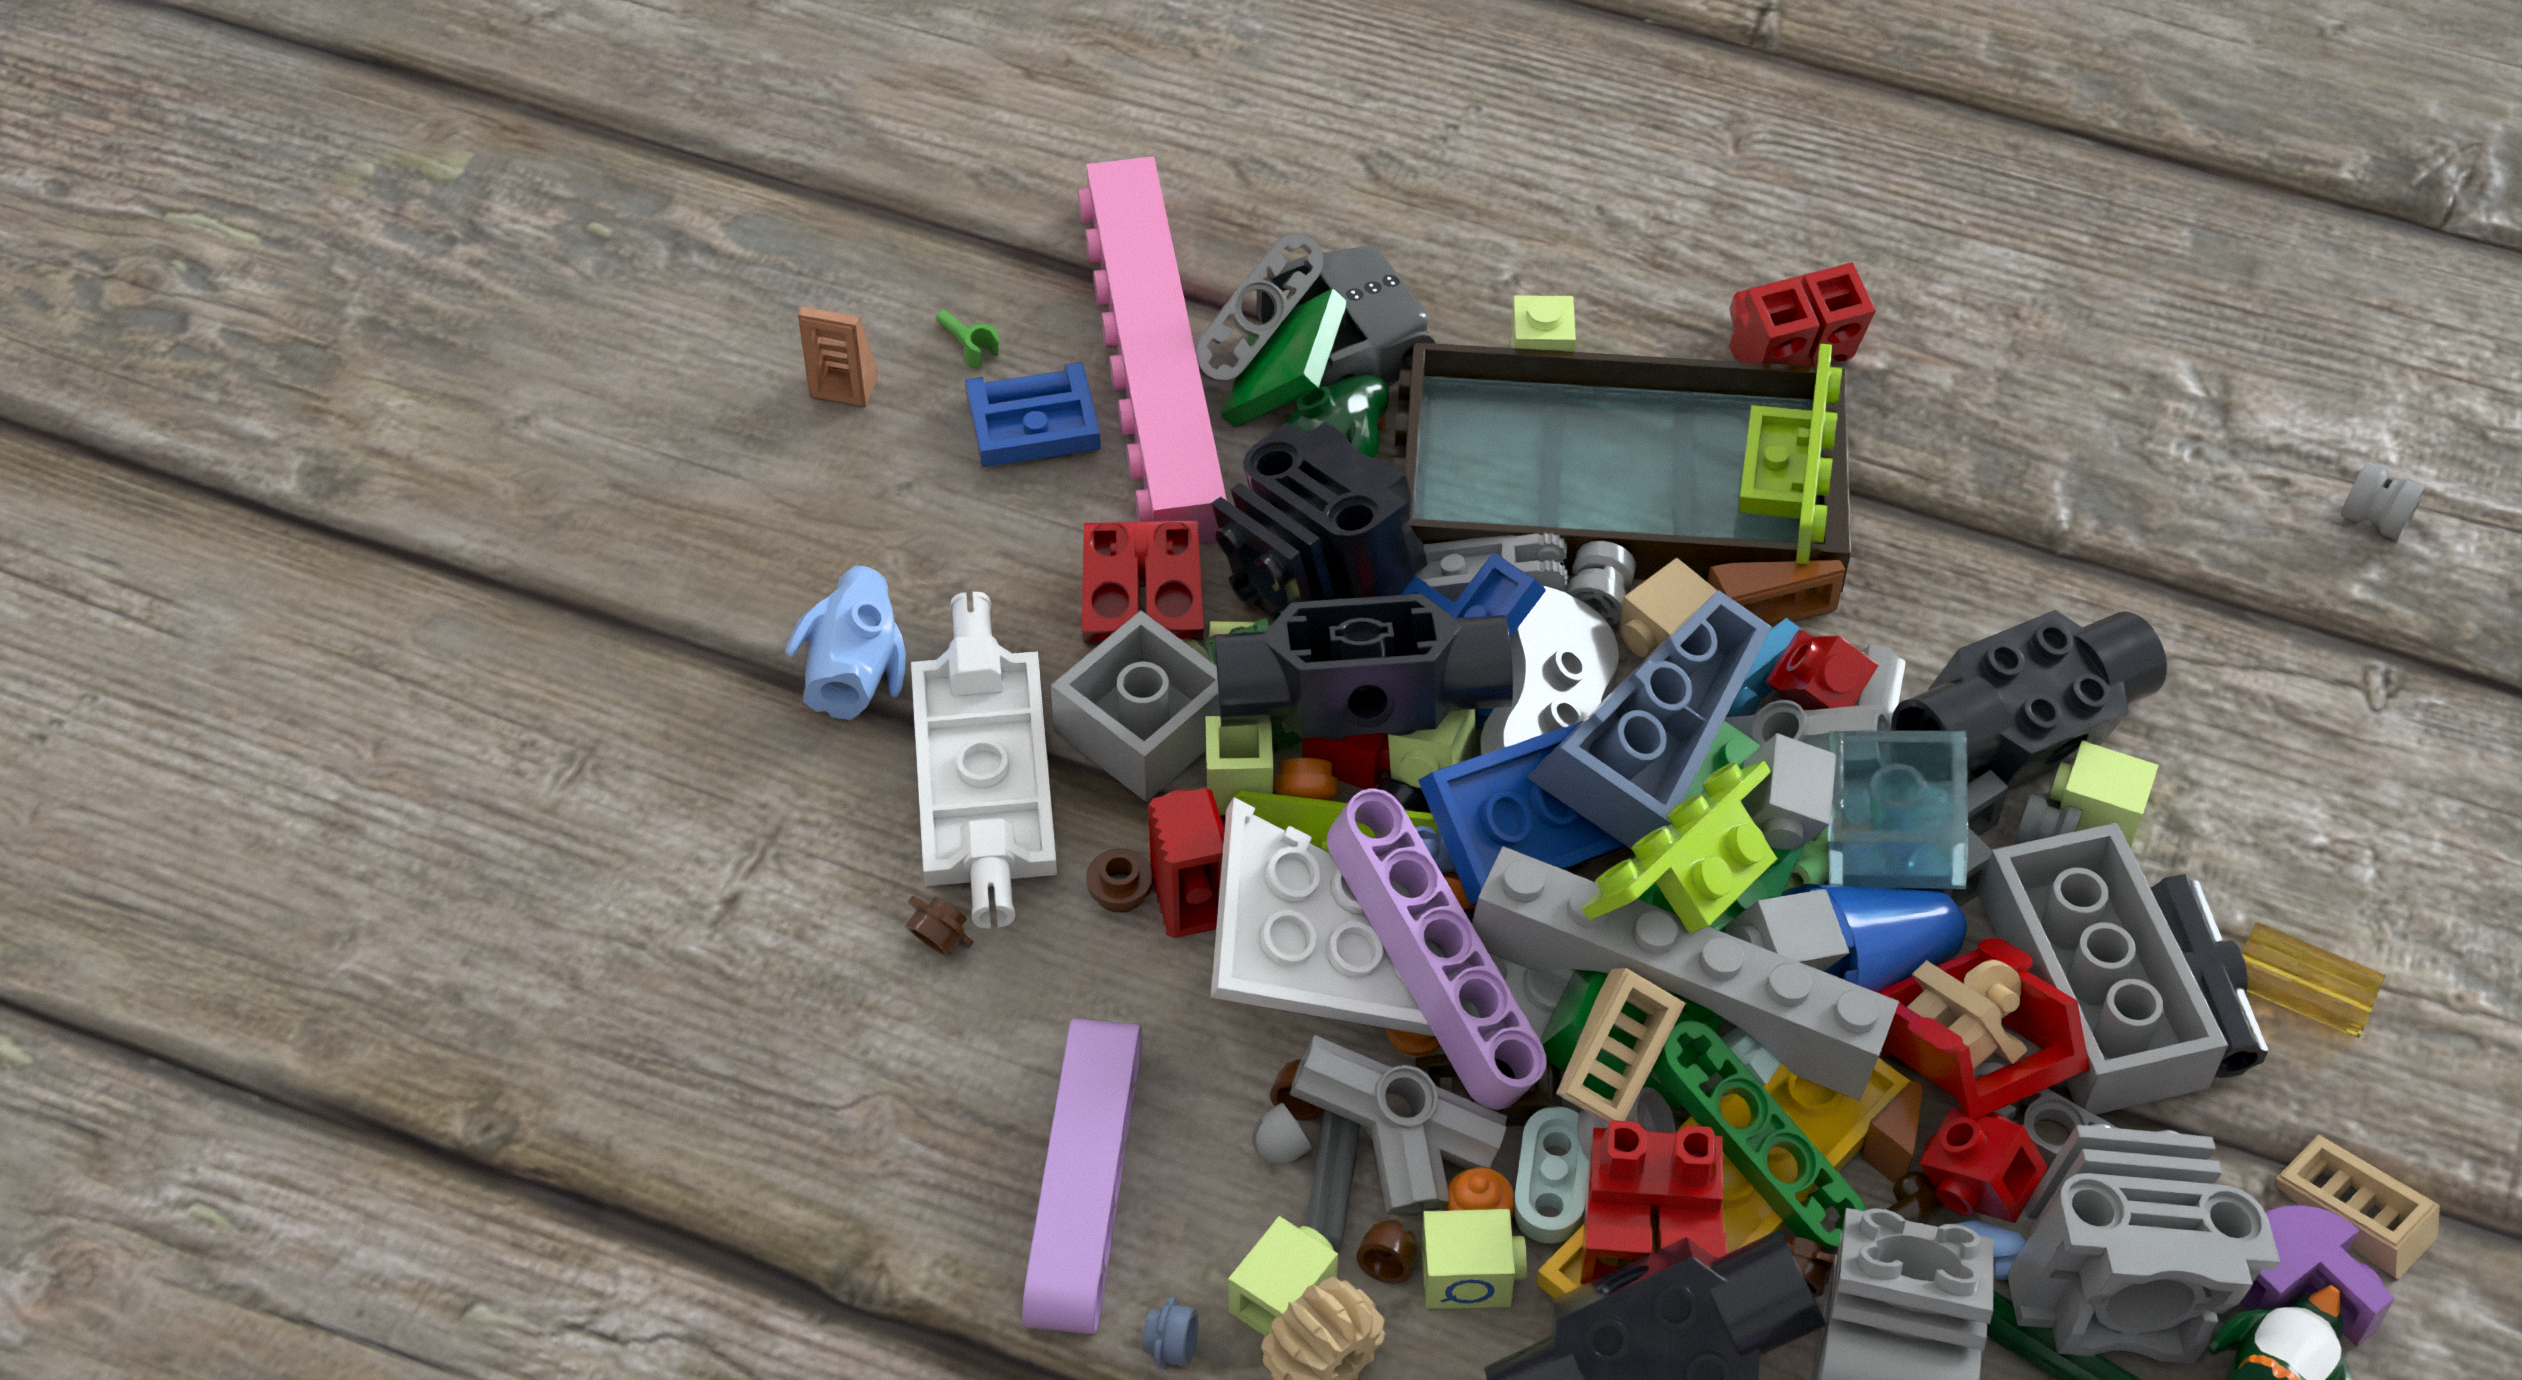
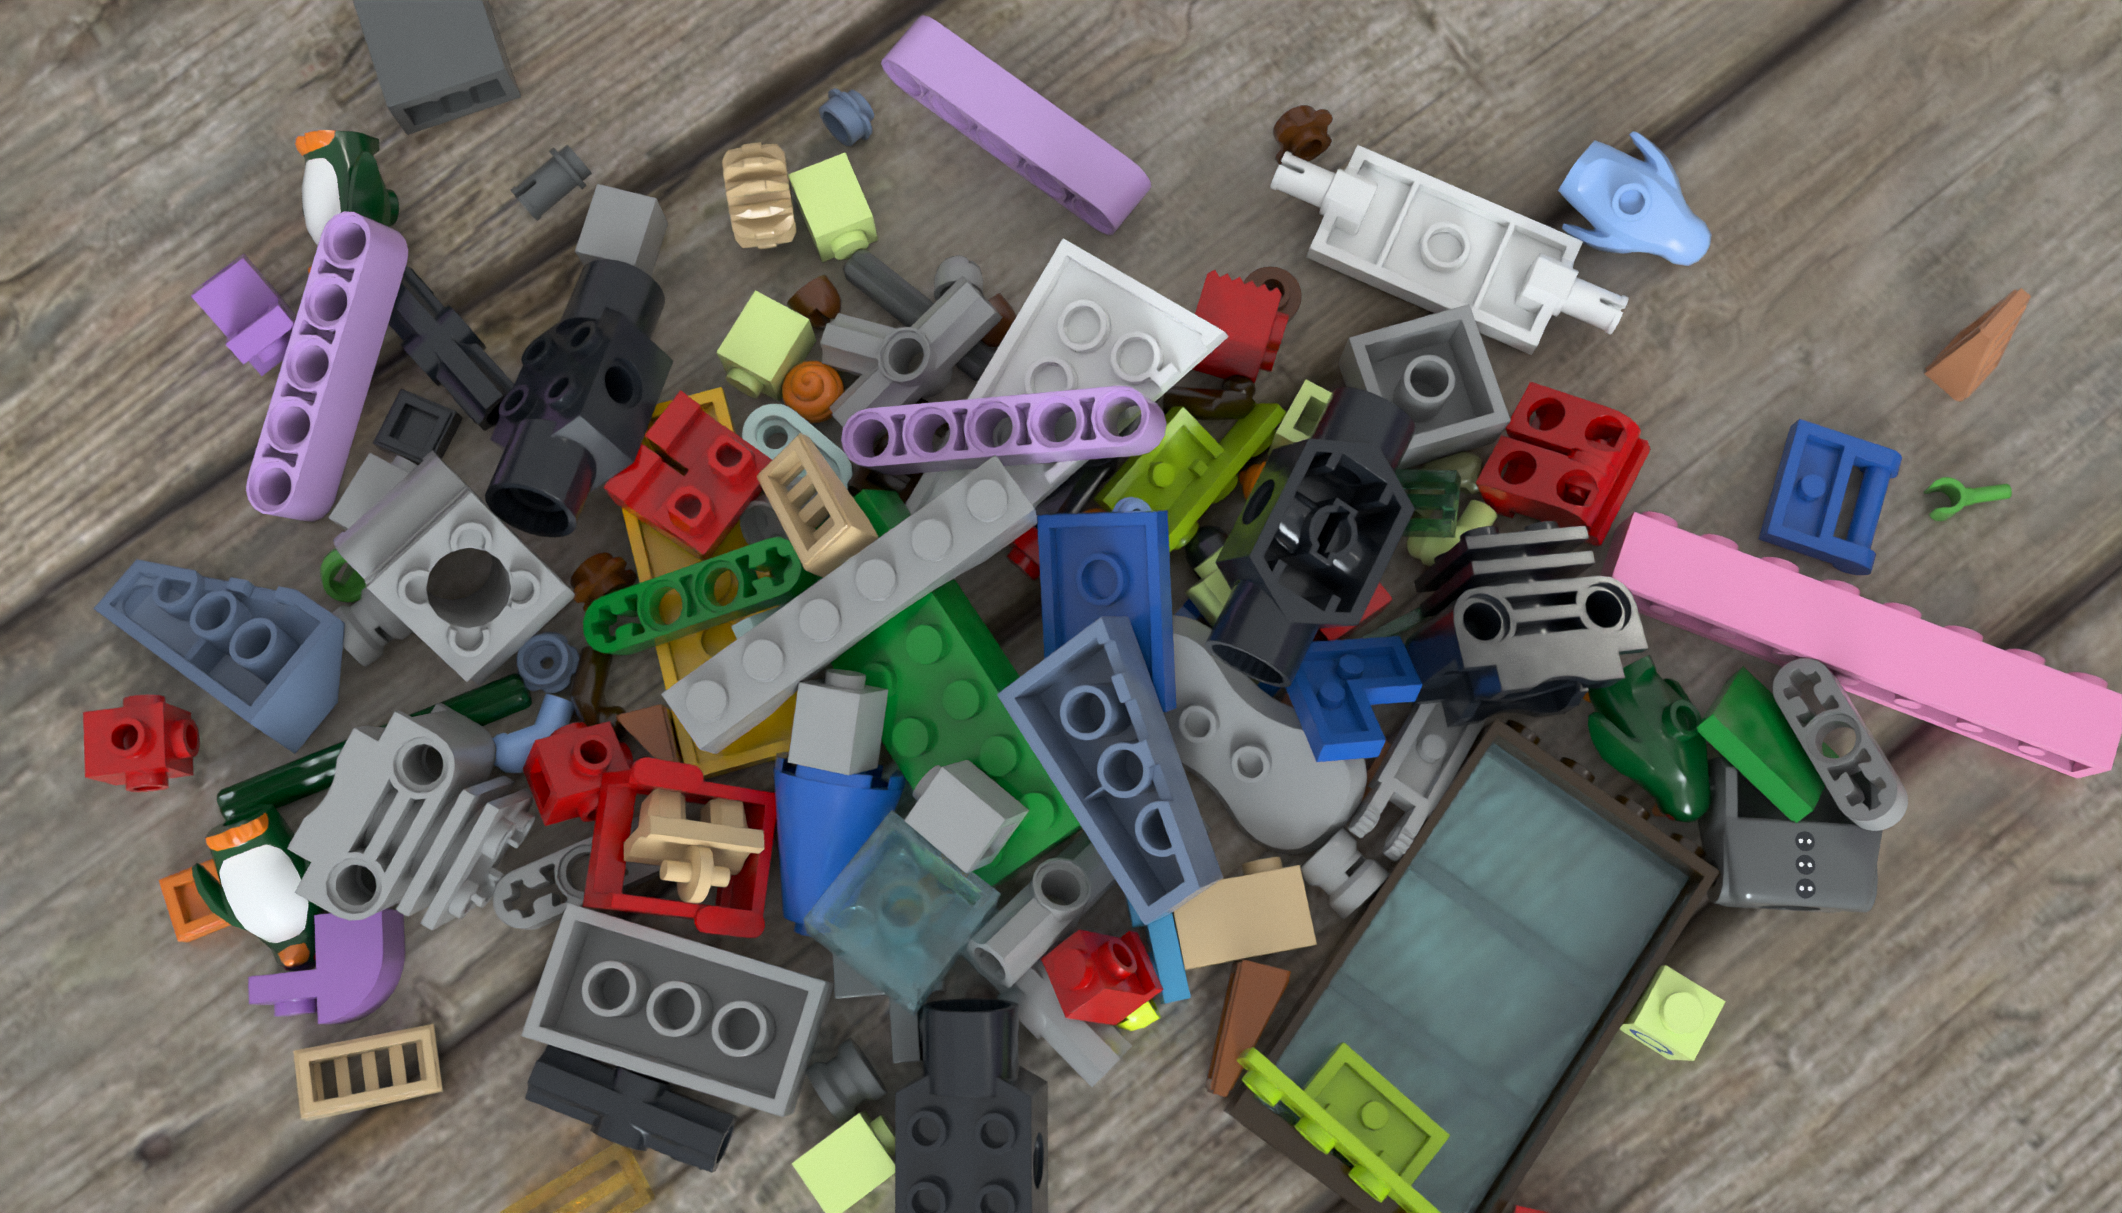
camera: 120 degrees right, 25 degrees up
(1699, 859) = (924, 659): lime bracket -> none

